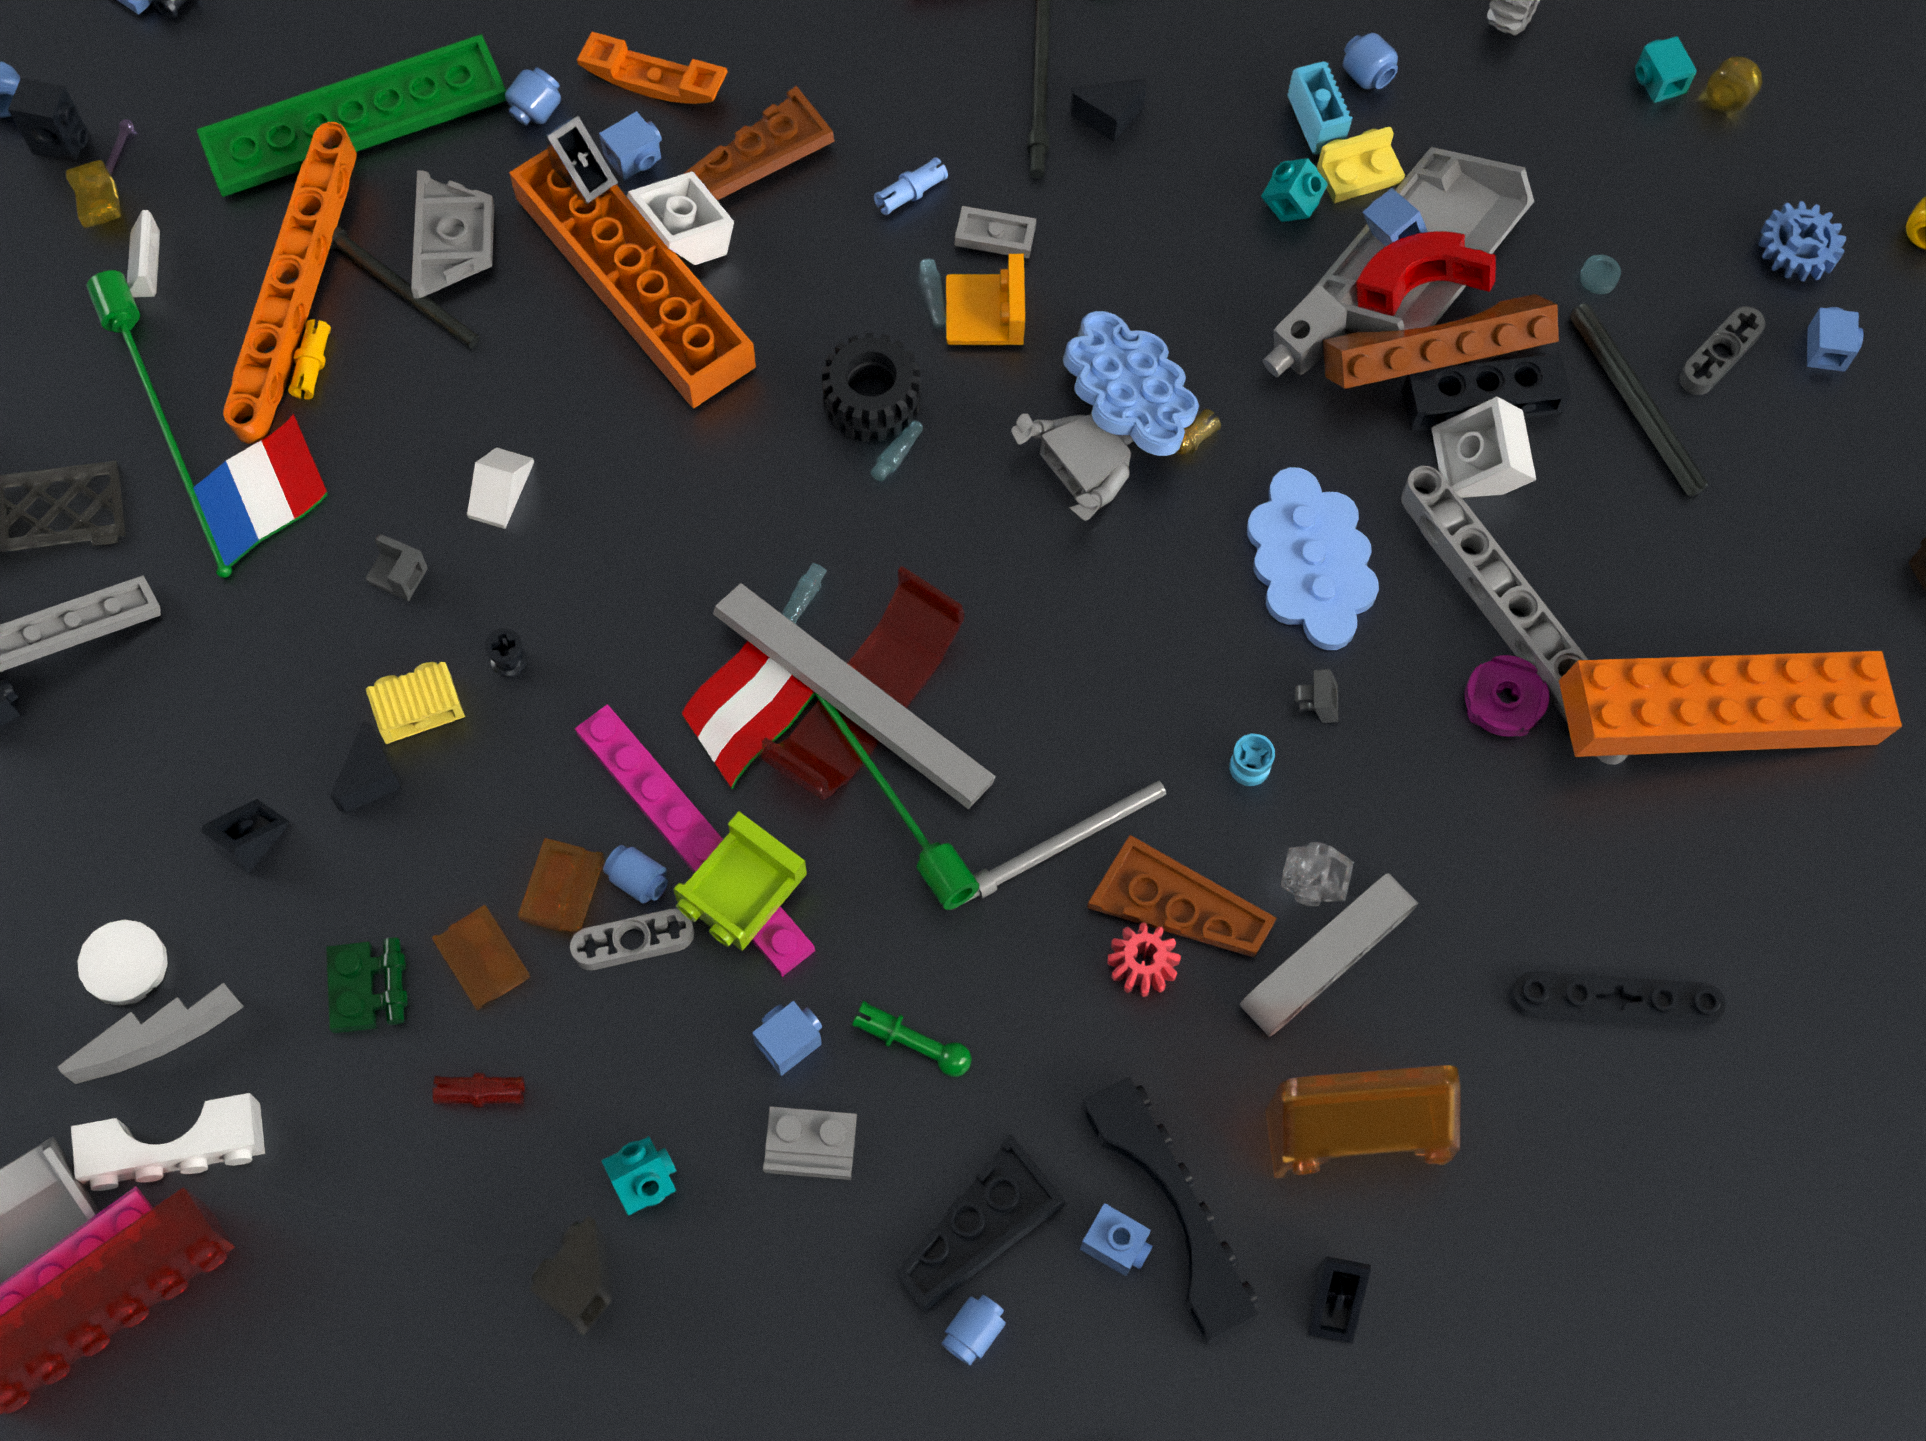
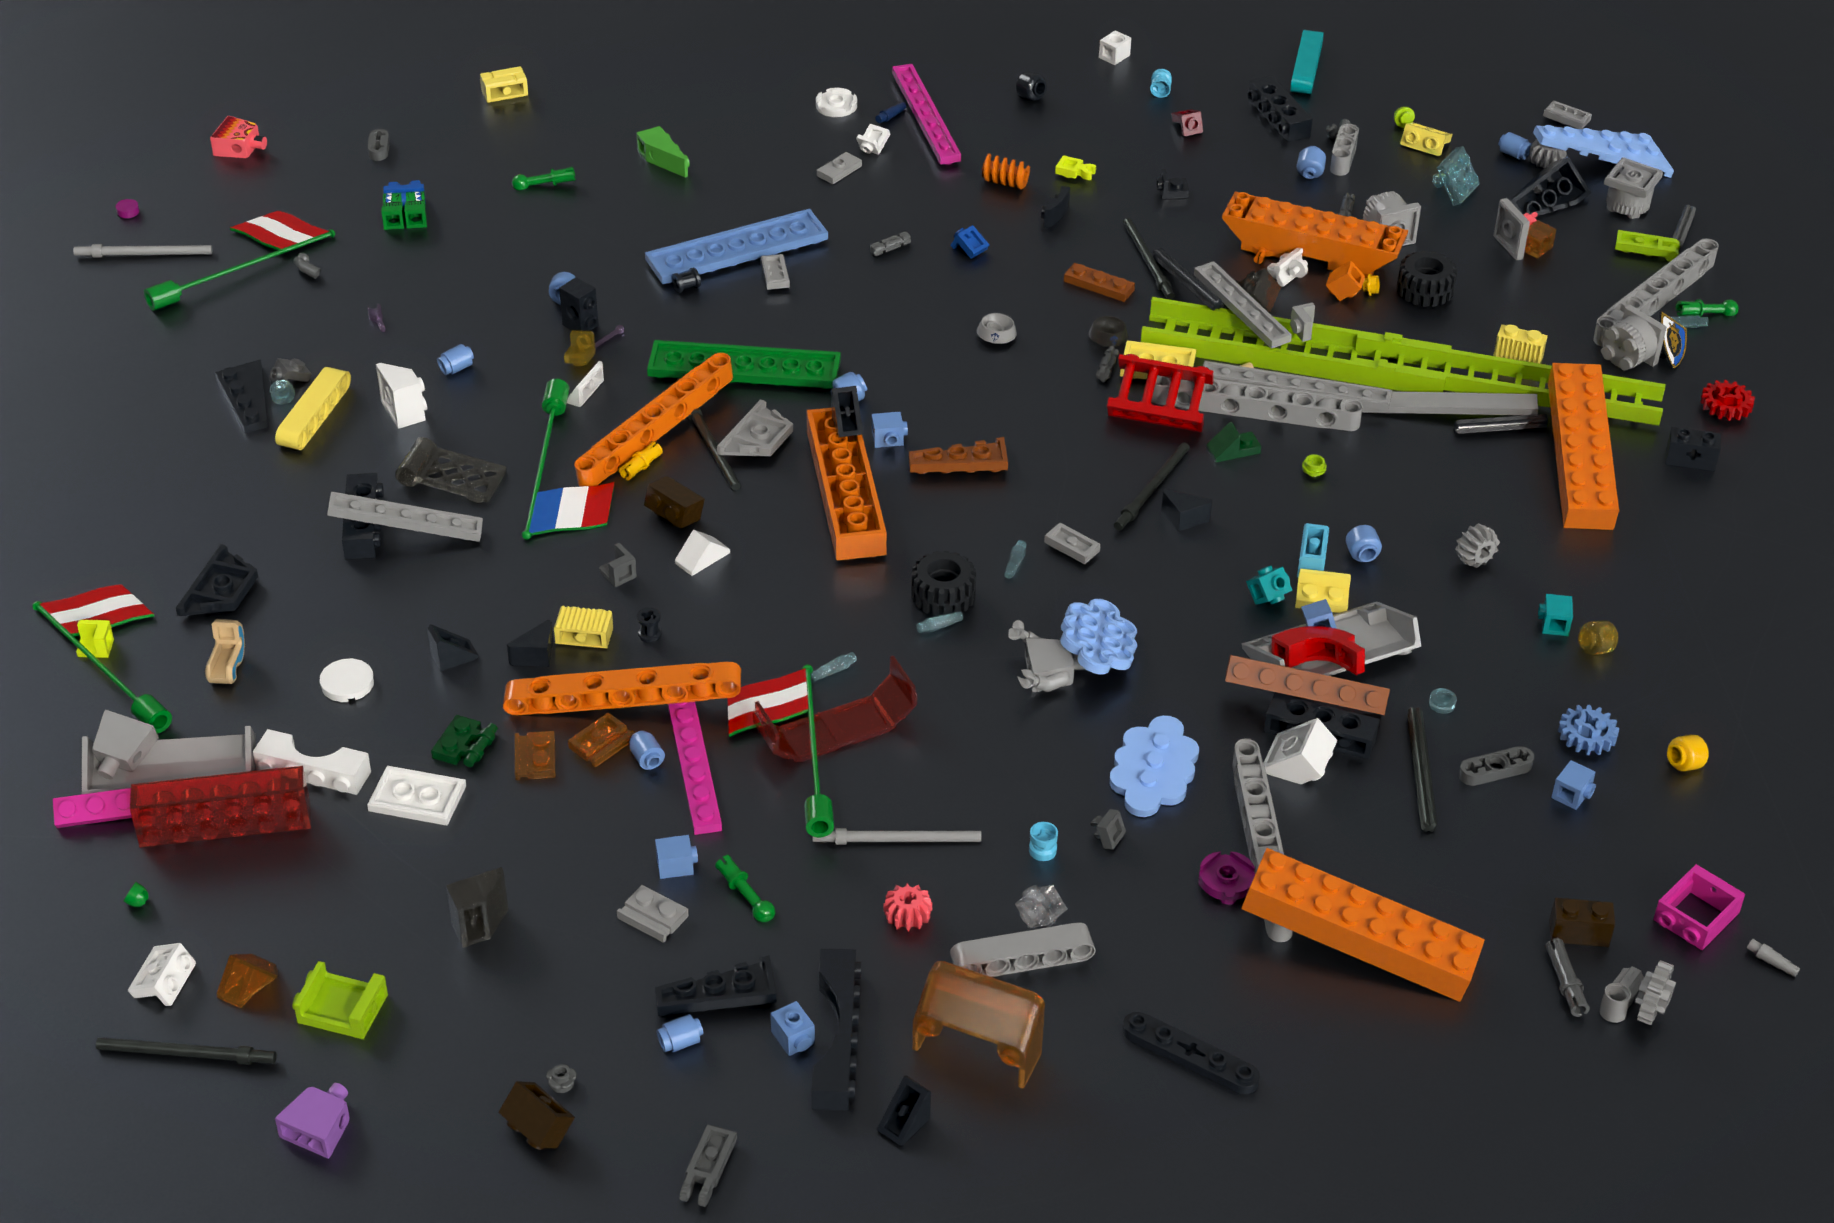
camera: 30 degrees right, 25 degrees down
(136, 1042) = (343, 715): light grey slope -> none
(355, 1113) = (417, 795): none -> white tile
(409, 417) = (674, 502): none -> dark brown brick
(478, 1090) = (489, 811): clear red pin -> none
(542, 792) = (622, 688): none -> orange beam
(618, 928) = (610, 773): light grey beam -> none
(640, 1174) = (536, 880): teal brick -> none
(649, 75) = (921, 404): orange slope -> none
(685, 217) = (891, 467): white slope -> none
(741, 883) = (700, 771): lime panel -> none
(854, 695) = (829, 719): light grey tile -> none
(910, 186) = (1037, 505): light blue pin -> none
(987, 306) = (1041, 575): light orange bracket -> none
(1164, 893) = (950, 890): dark orange wing -> none
(1199, 431) = (1124, 678): clear yellow pin -> none
(1302, 332) = (1219, 646): light grey torso -> none

